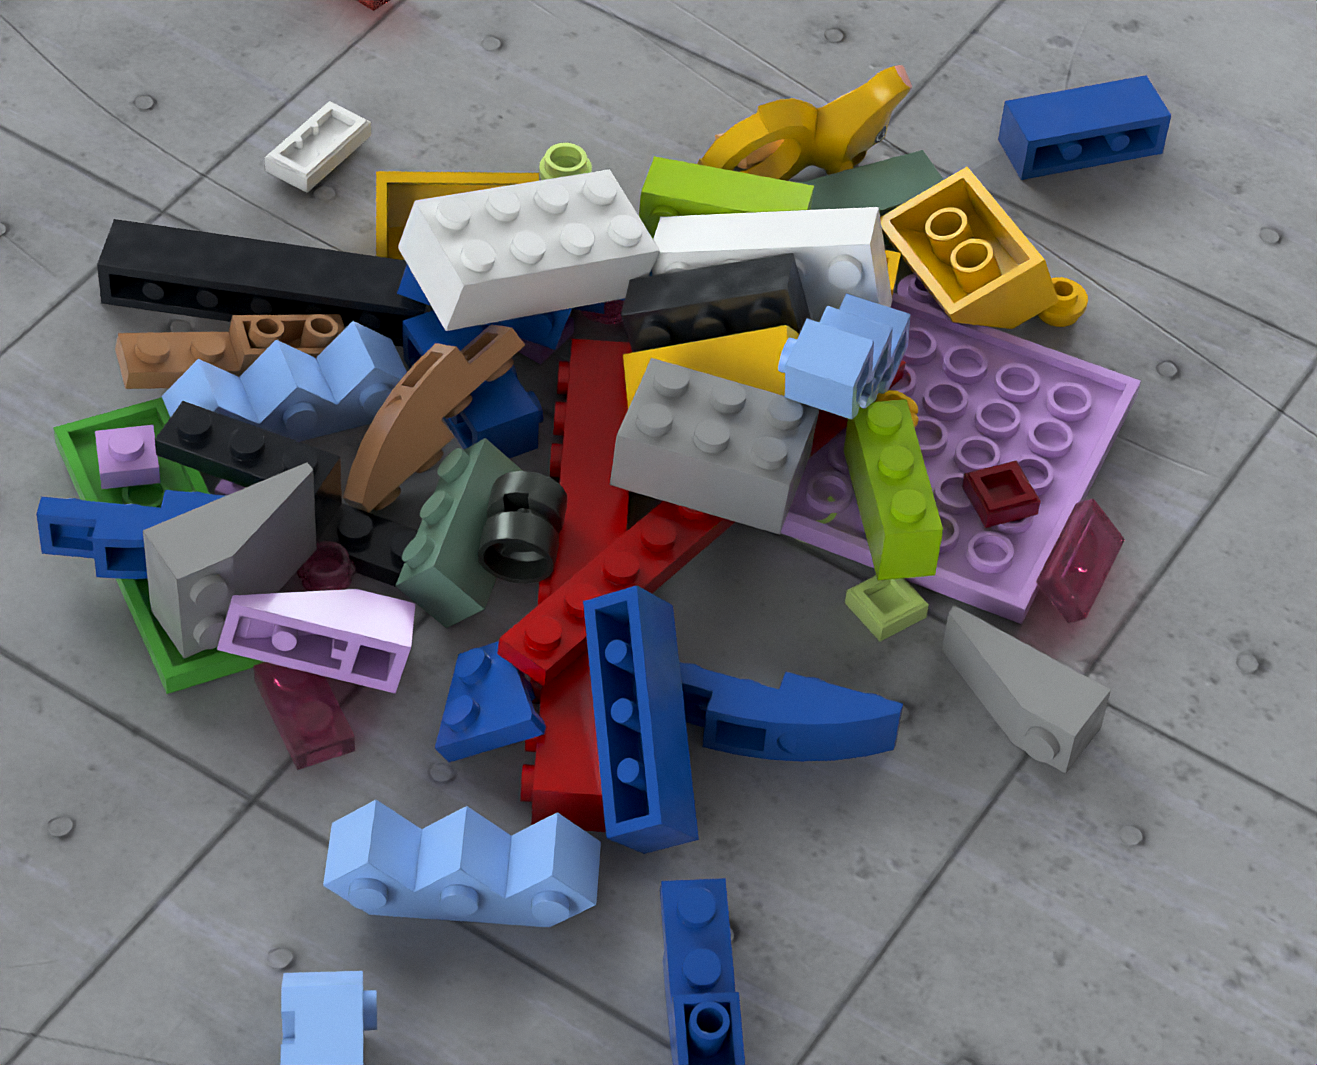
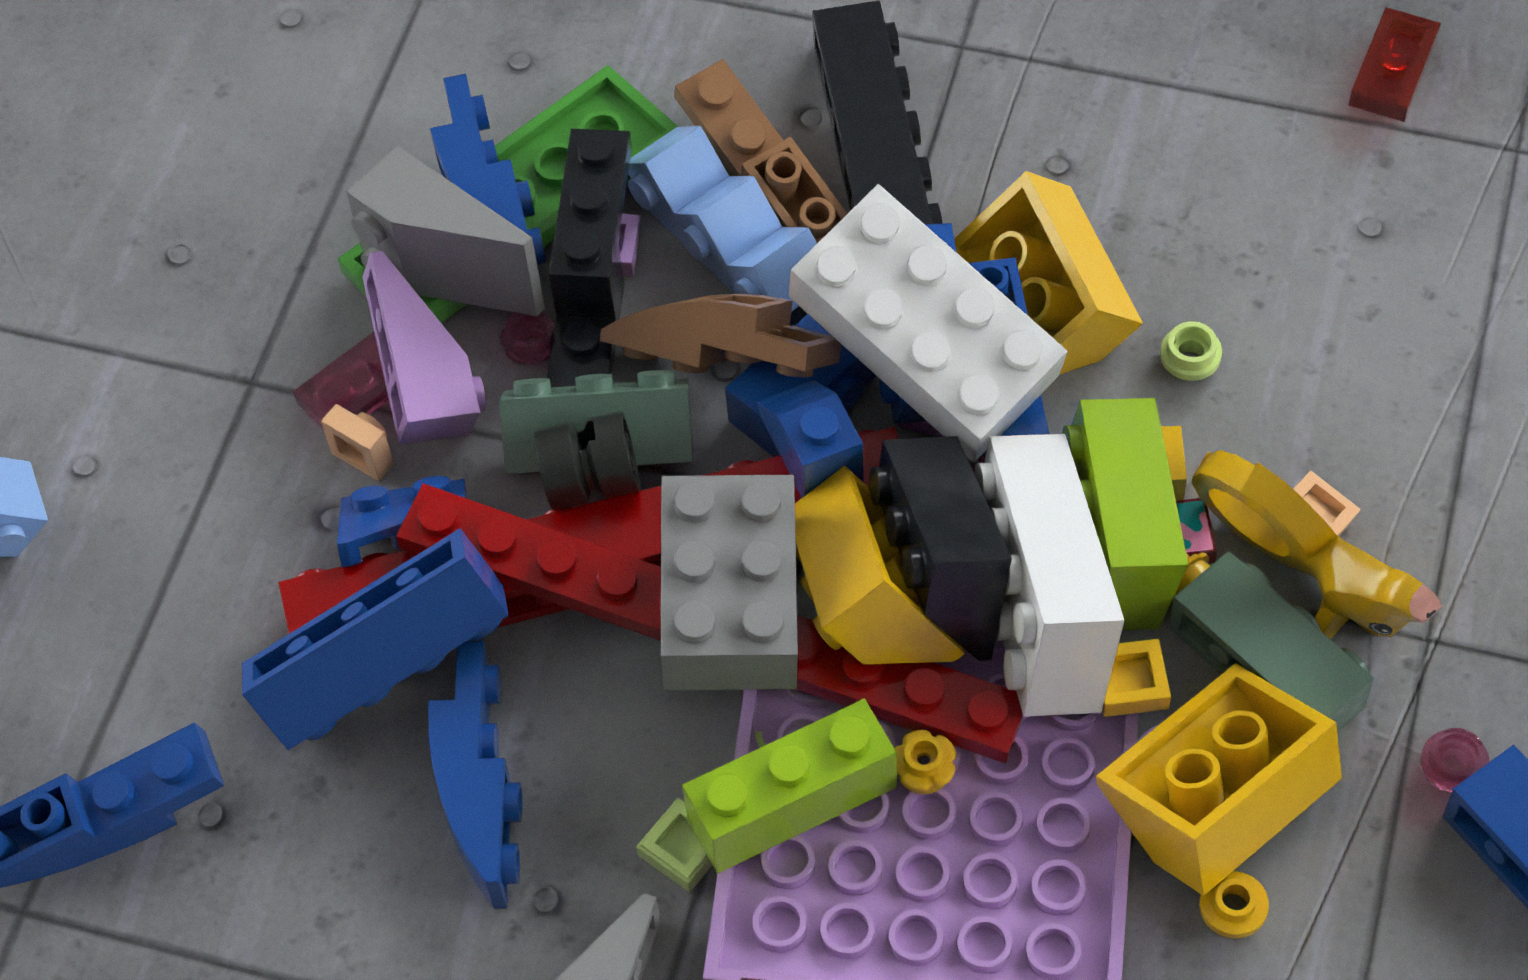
camera: 80 degrees right, 10 degrees up
(127, 456) = (580, 113): lavender plate -> none
(318, 146) = (1103, 129): white plate -> none
(386, 715) = (358, 441): none -> light nougat plate
(462, 868) = (188, 562): light blue brick -> none
(571, 374) = (812, 434): none -> blue slope
(845, 356) = (880, 660): light blue brick -> none
(987, 149) = (1457, 744): none -> clear pink plate
(1001, 494) = (855, 907): dark red tile -> none

